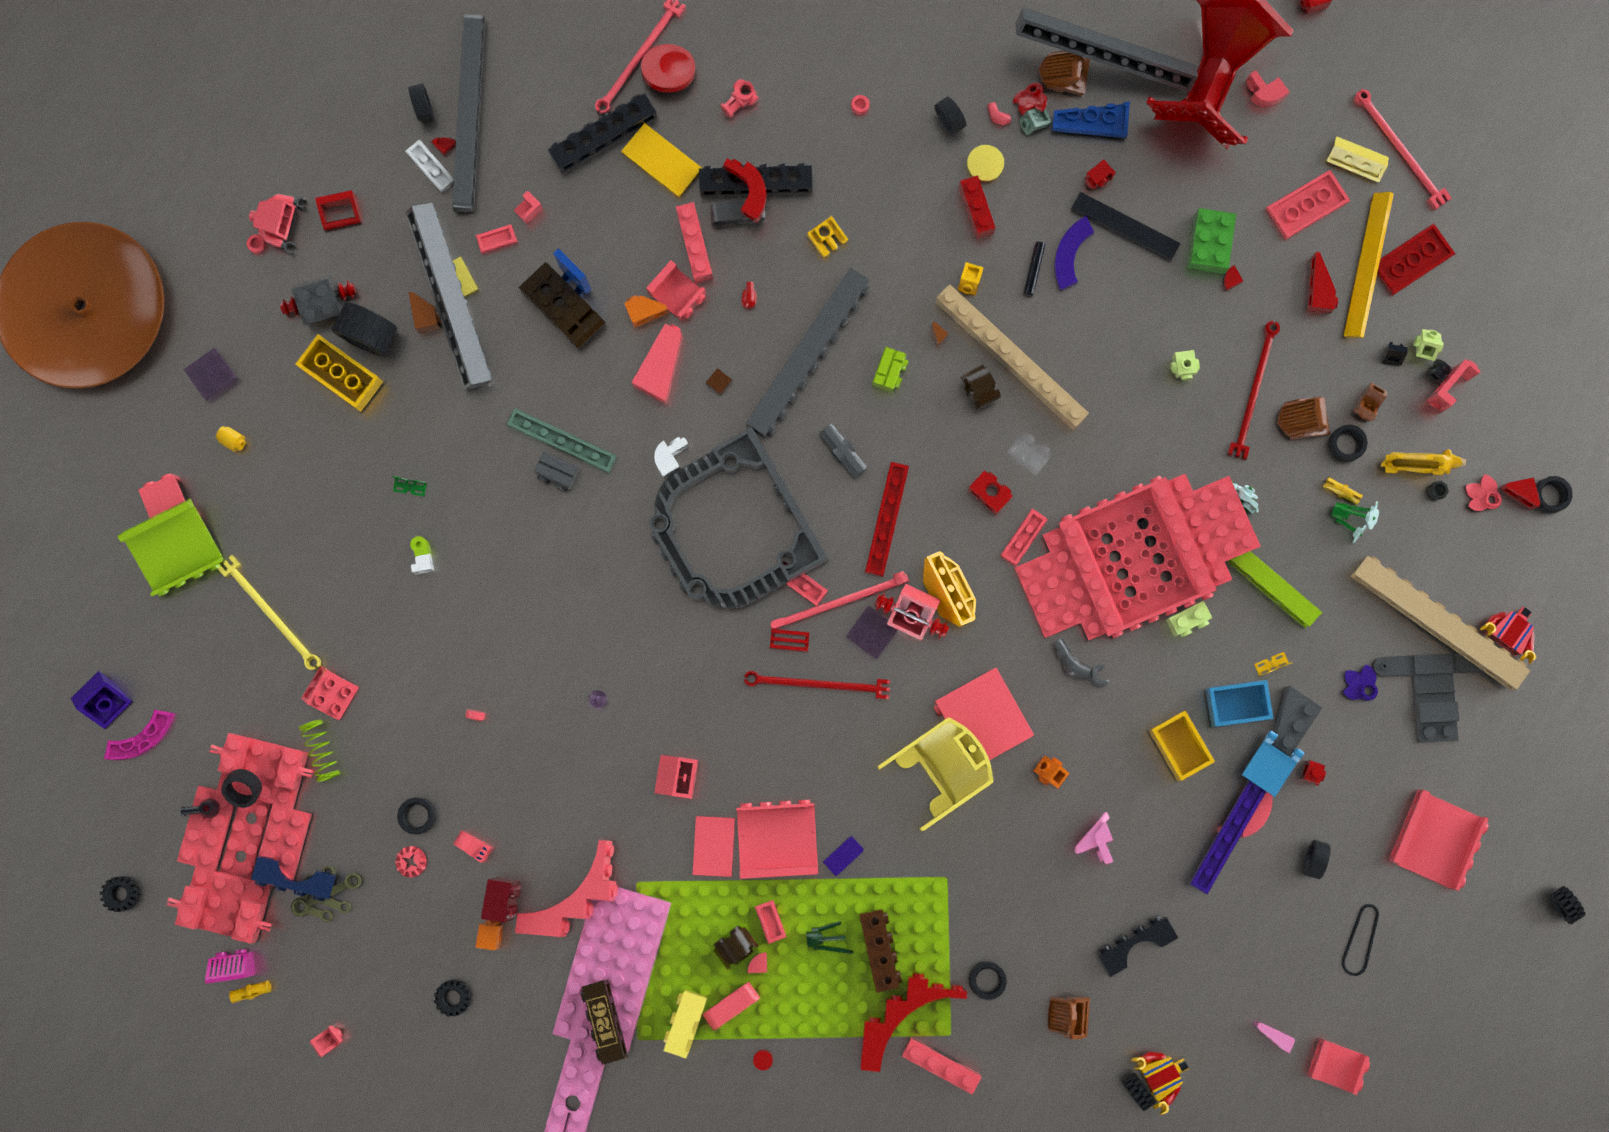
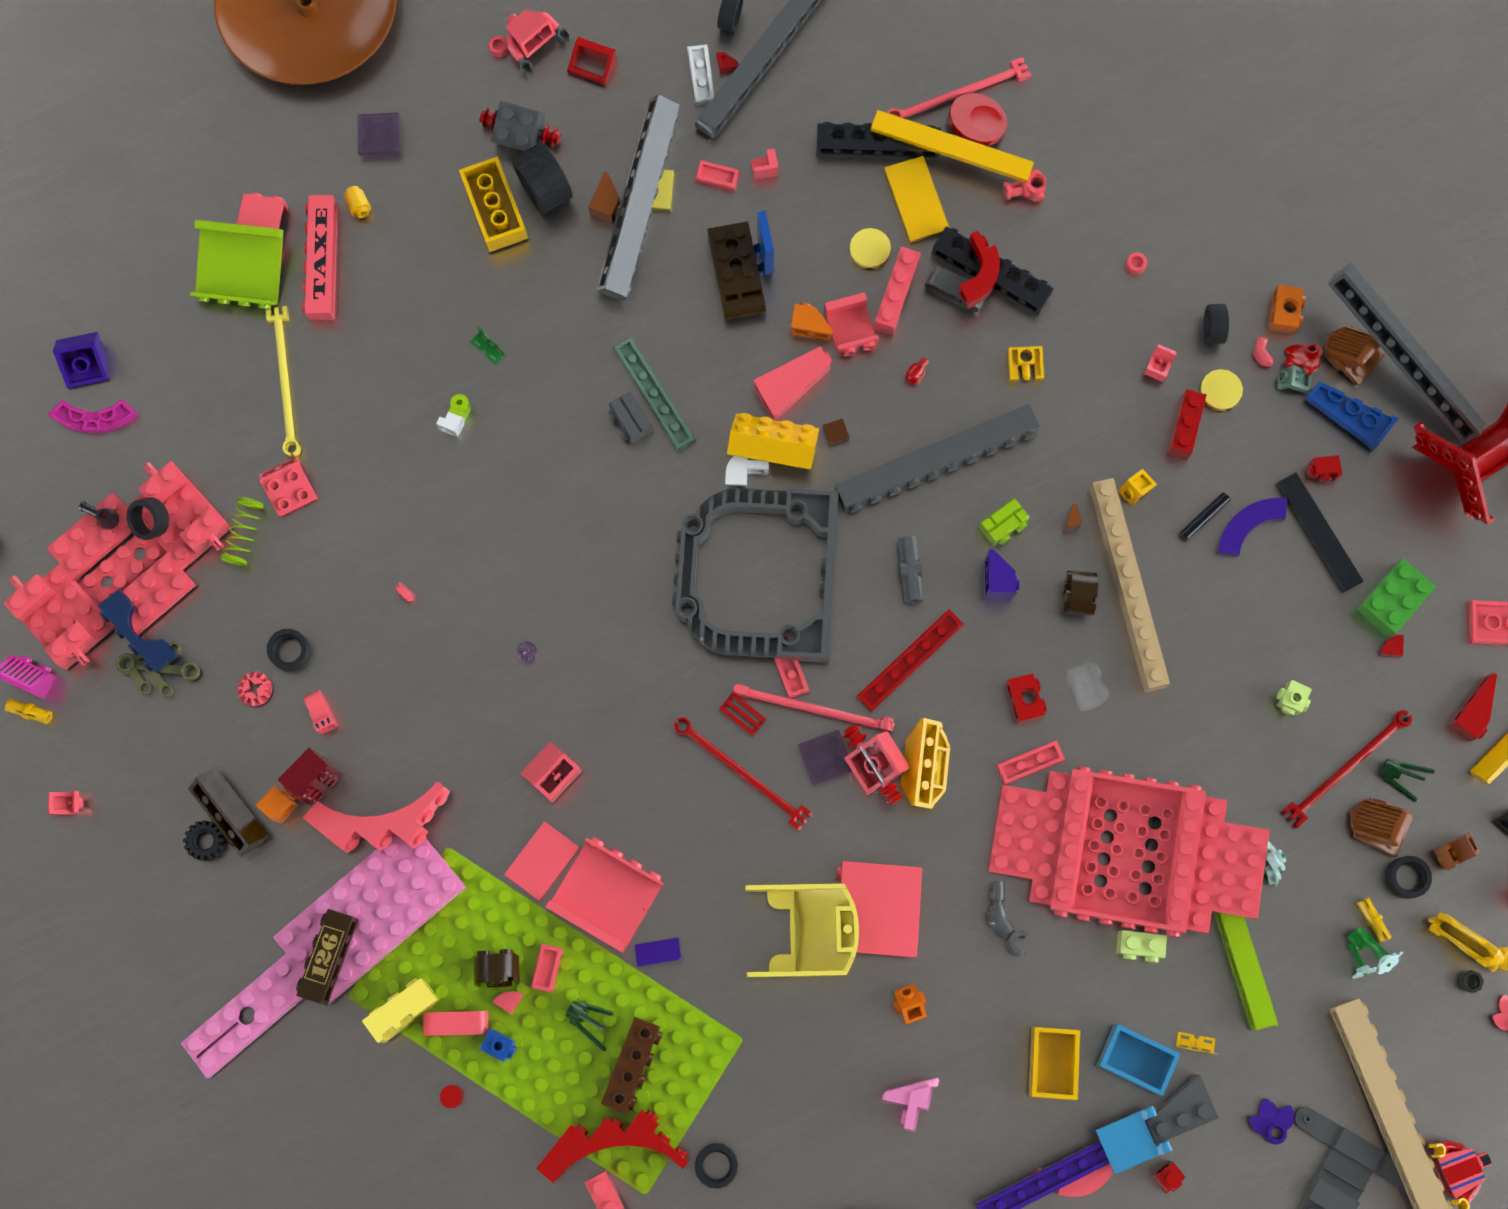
camera: 30 degrees right, 5 degrees down
(233, 500) = (321, 257): none -> coral brick
(455, 965) = (228, 812): none -> dark brown brick
(651, 222) = (870, 248): none -> light yellow tile
(663, 102) = (952, 146): none -> yellow tile
(677, 419) = (773, 440): none -> yellow brick
(773, 1000) = (498, 1045): none -> blue brick
(913, 415) = (1000, 578): none -> dark purple slope
(927, 172) = (1160, 363): none -> coral bracket
(995, 80) = (1282, 320): none -> orange brick
(1288, 370) = (1394, 768): none -> dark green plant

